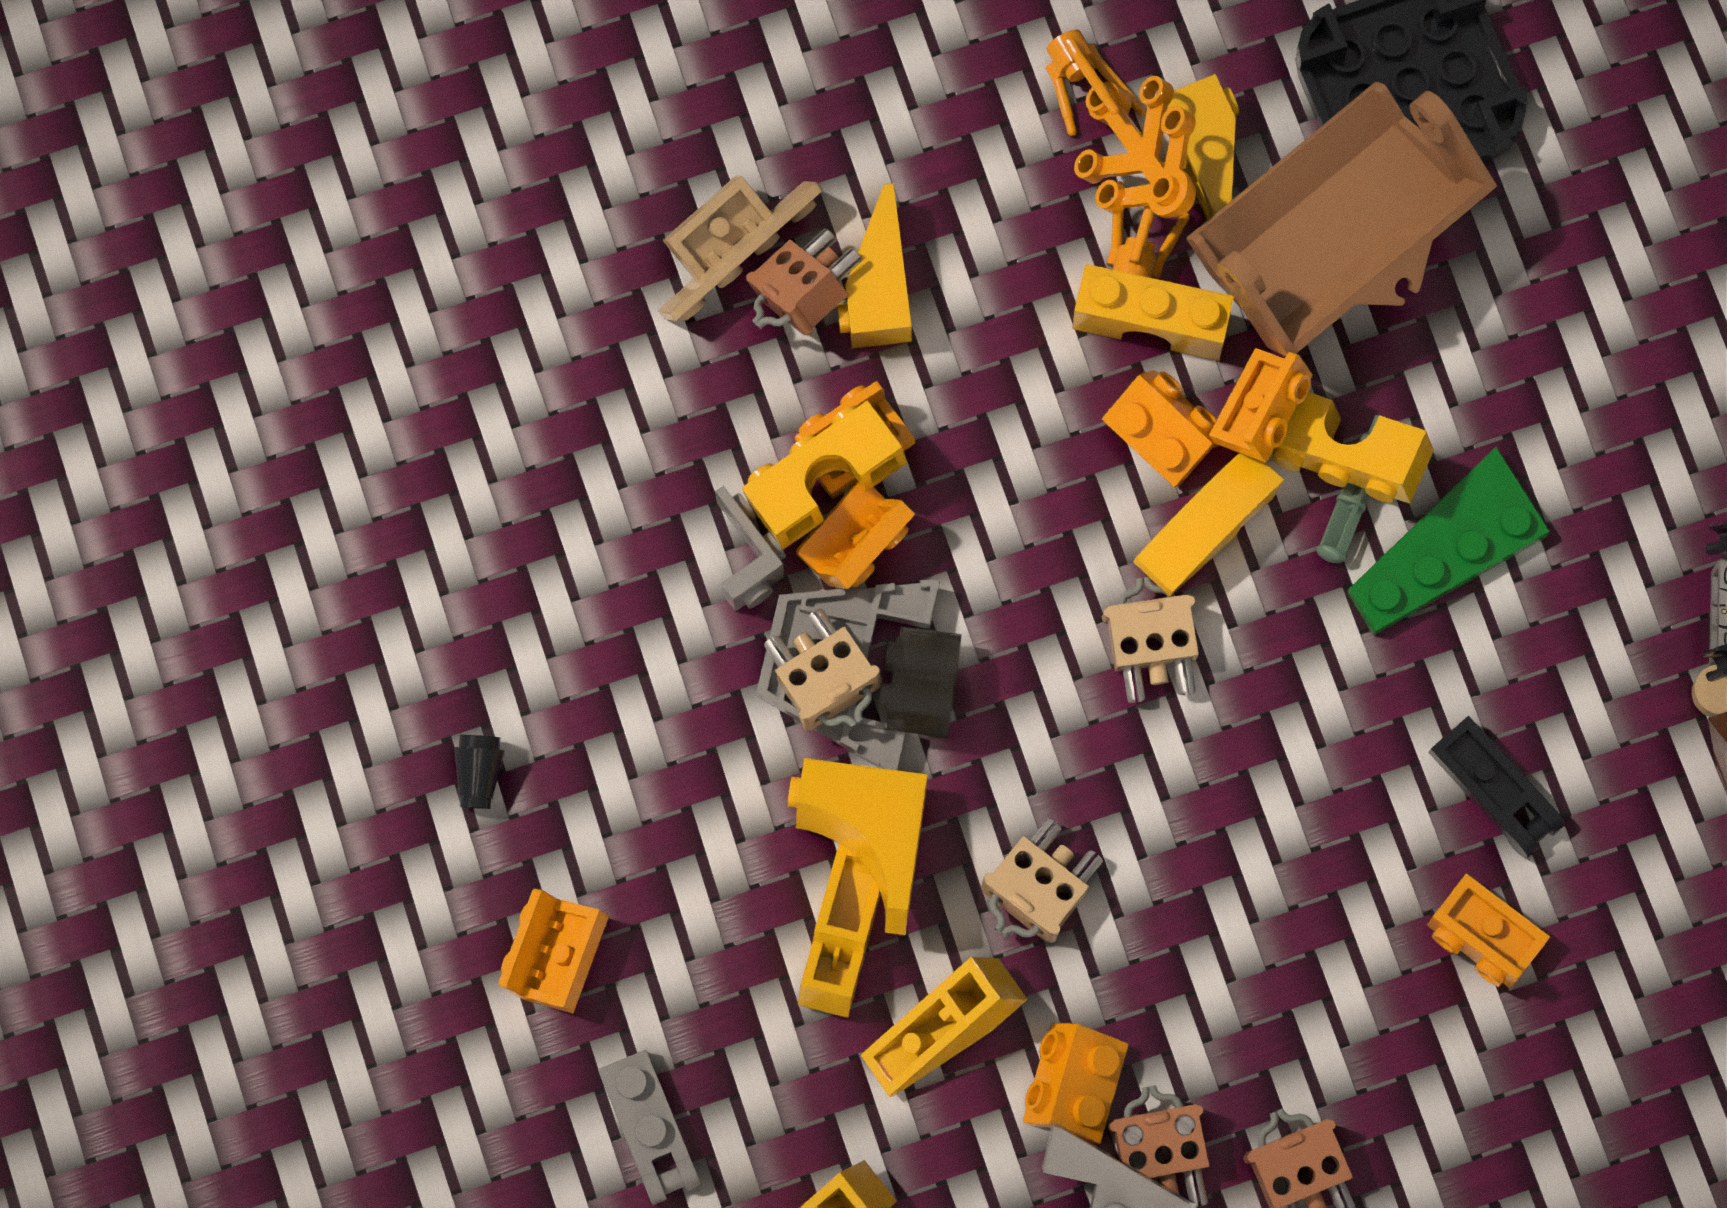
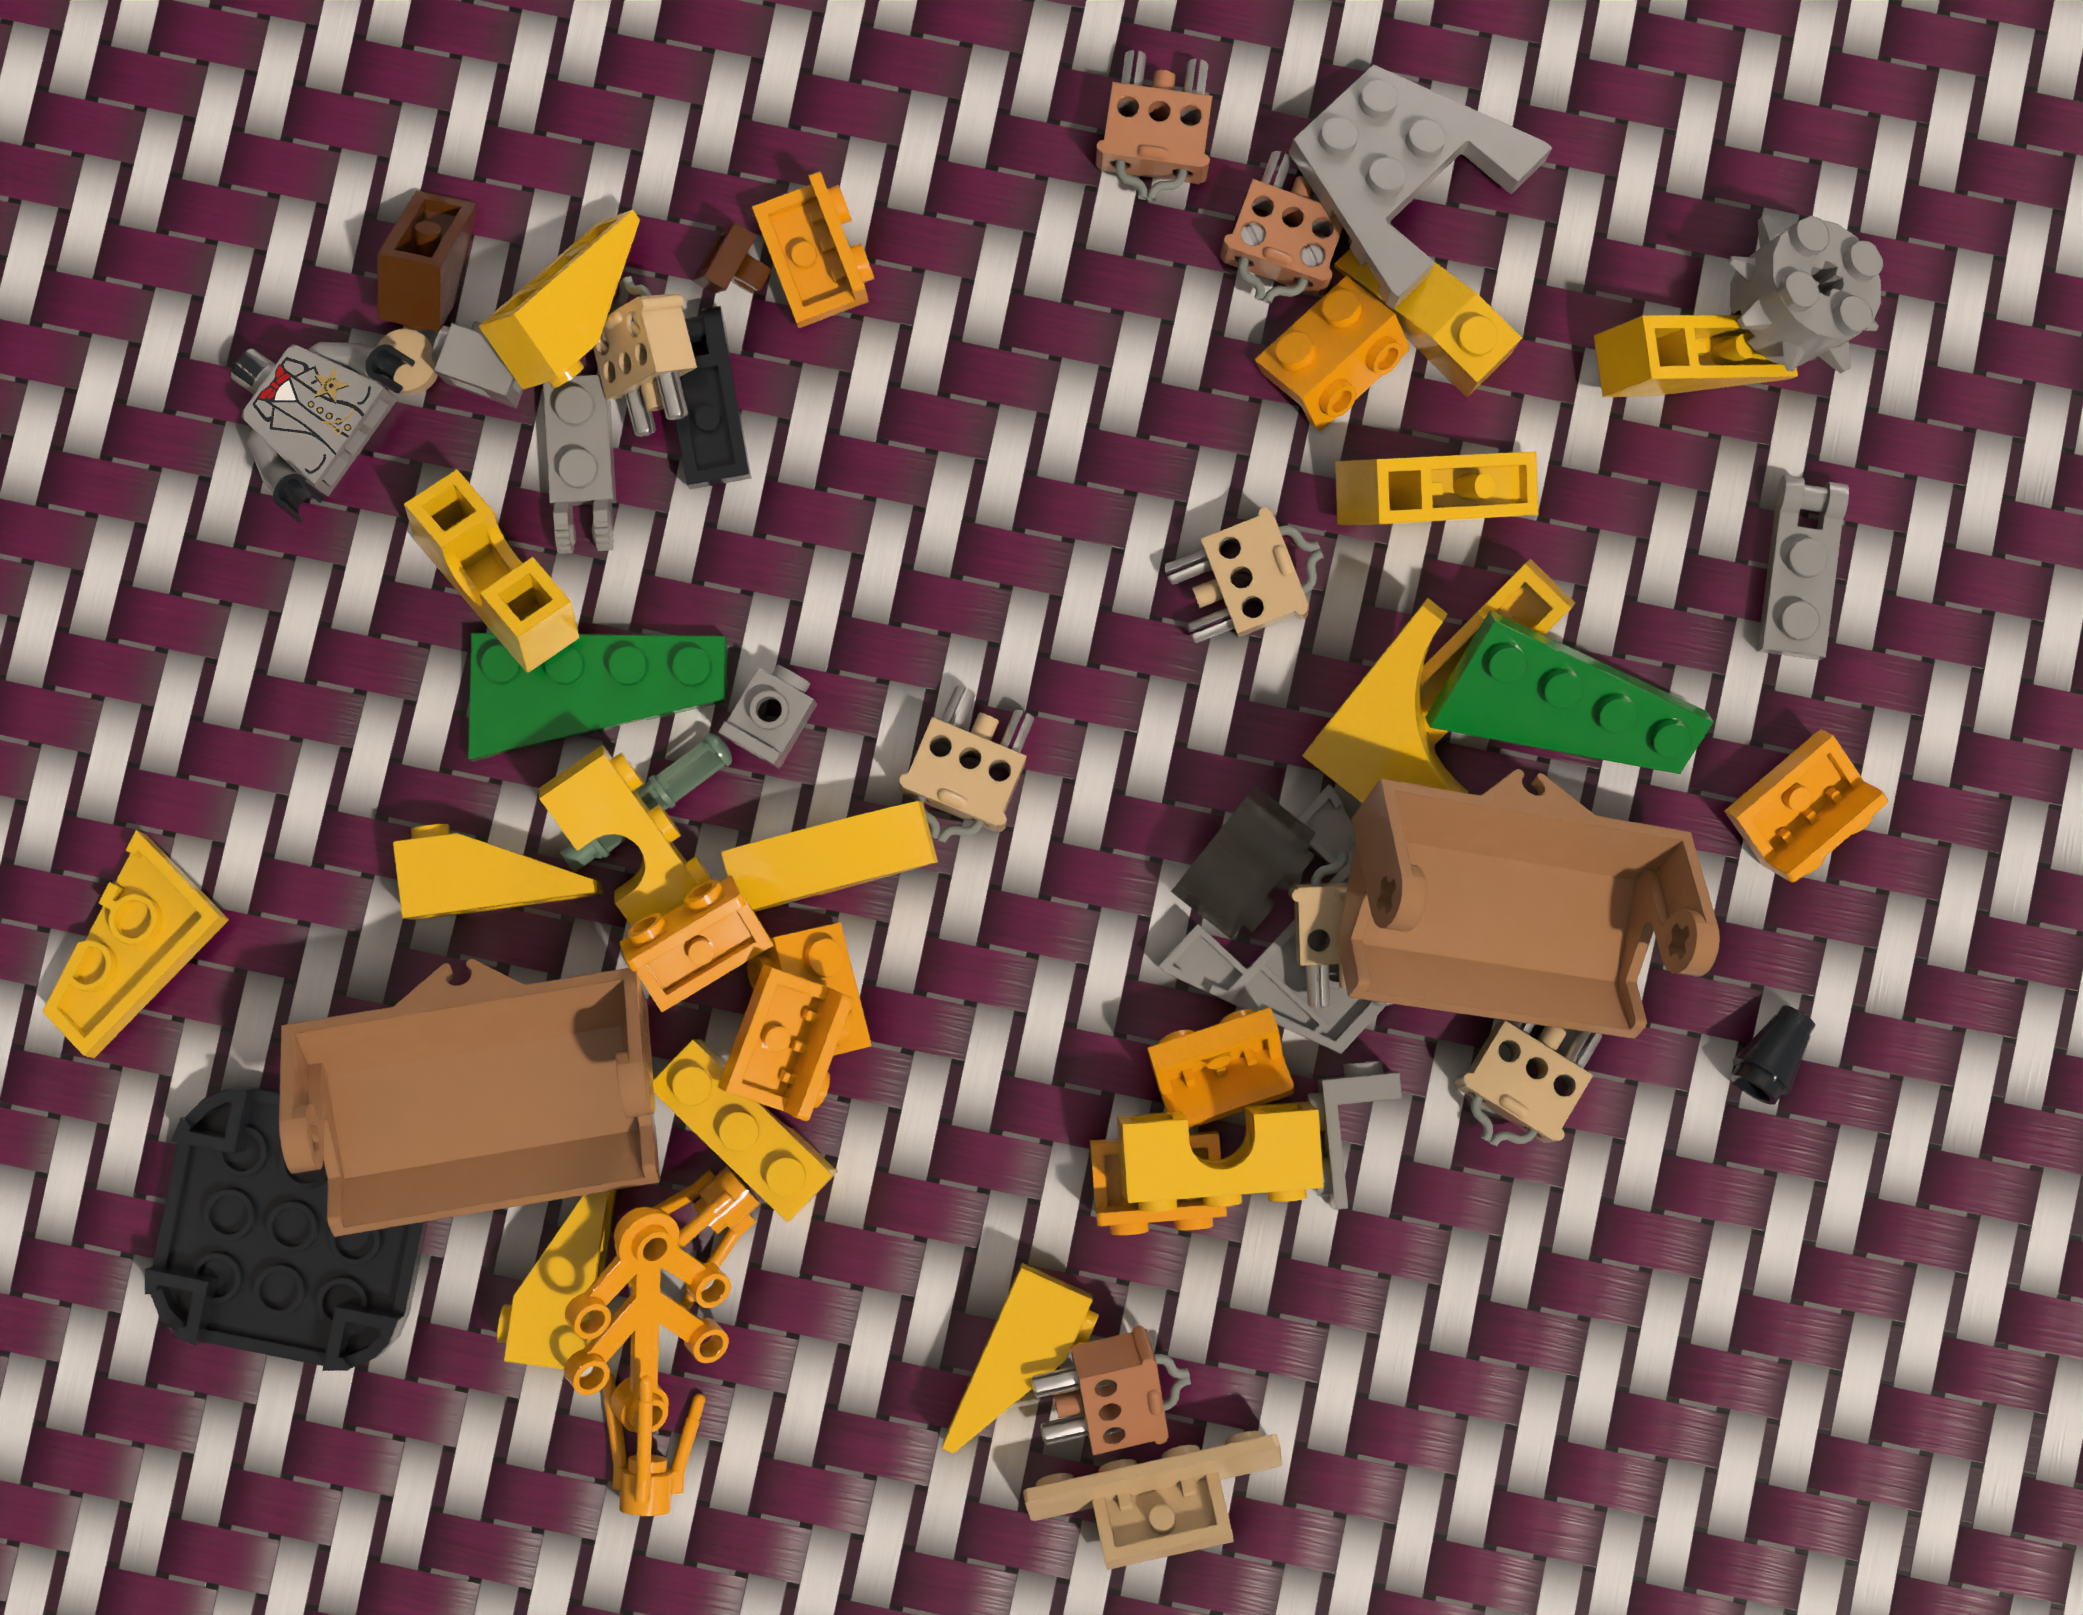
camera: 150 degrees left, 10 degrees up
(635, 639) = (1517, 1096): none -> tan piece
(718, 748) = (1518, 906): none -> medium nougat piece
(773, 919) = (1556, 699): none -> green wing
(1008, 1150) = (1446, 324): none -> yellow slope
(1158, 374) = (787, 1043): none -> light orange bracket
(1310, 572) = (770, 739): none -> light grey brick
(1438, 374) = (462, 875): none -> yellow slope
(1541, 890) = (729, 262): none -> reddish brown tile
(1555, 696) = (580, 458): none -> light grey hinge
(1555, 782) = (645, 354): none -> tan piece
(1560, 571) = (509, 596): none -> yellow arch
(1632, 779) = (564, 307): none -> yellow slope
(1634, 196) = (138, 943): none -> yellow wing
(1664, 718) = (472, 364): none -> light grey brick

